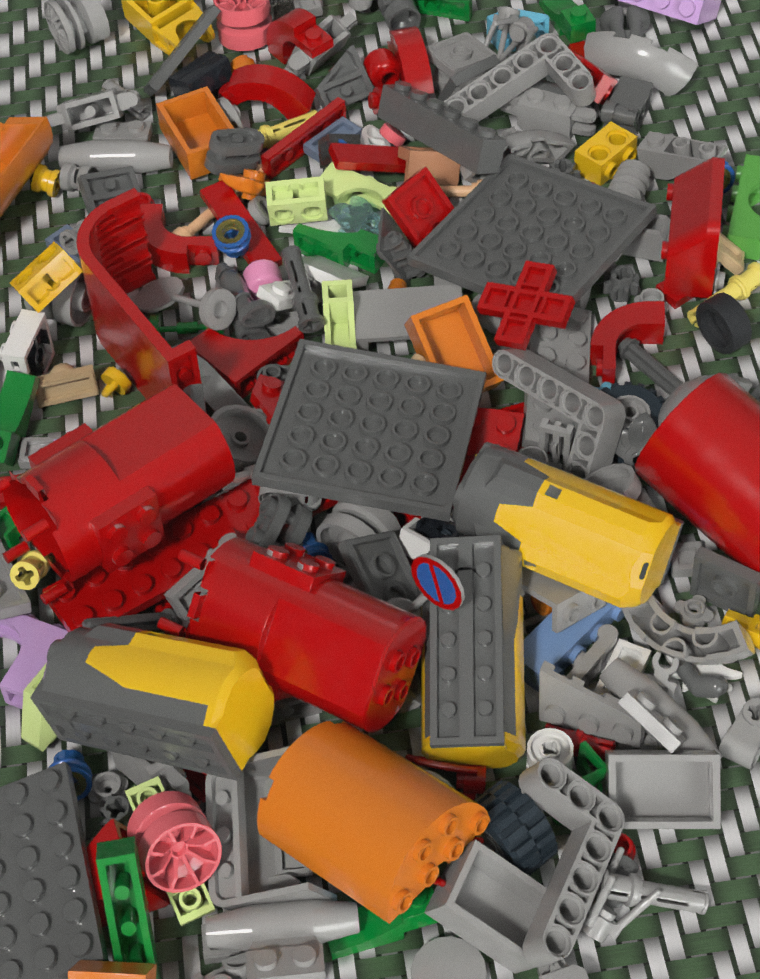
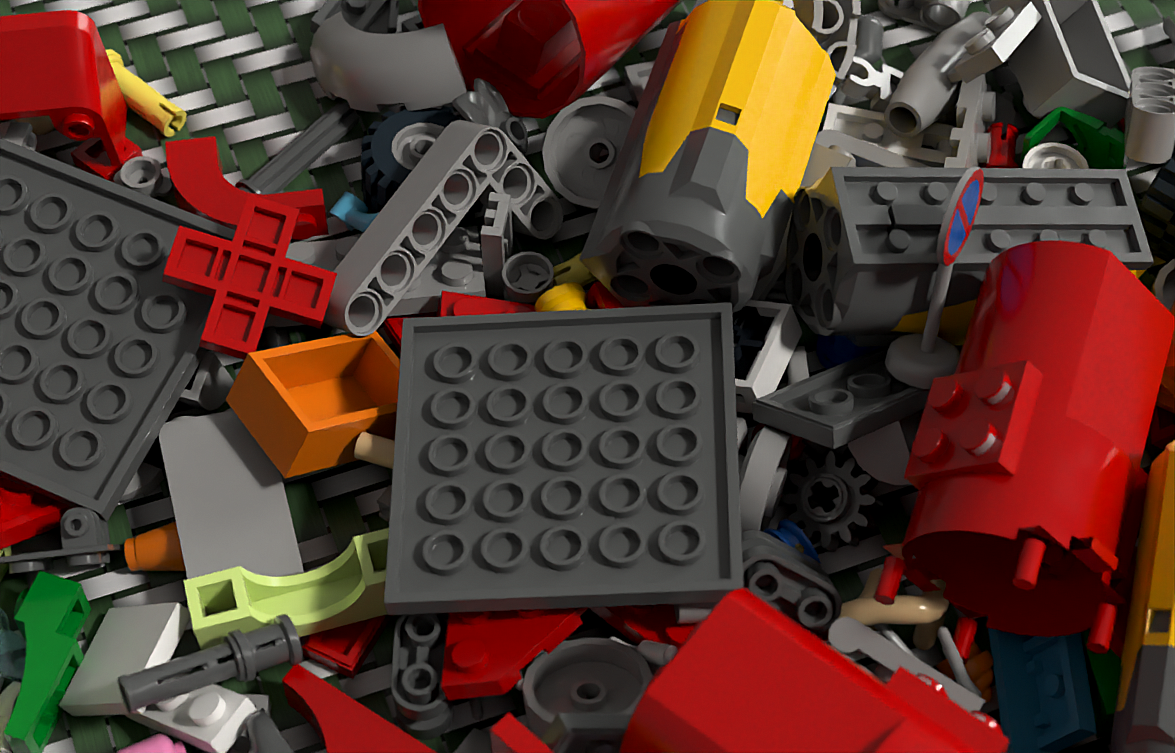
camera: 105 degrees left, 5 degrees up
(723, 323) = (187, 55): black tyre -> none

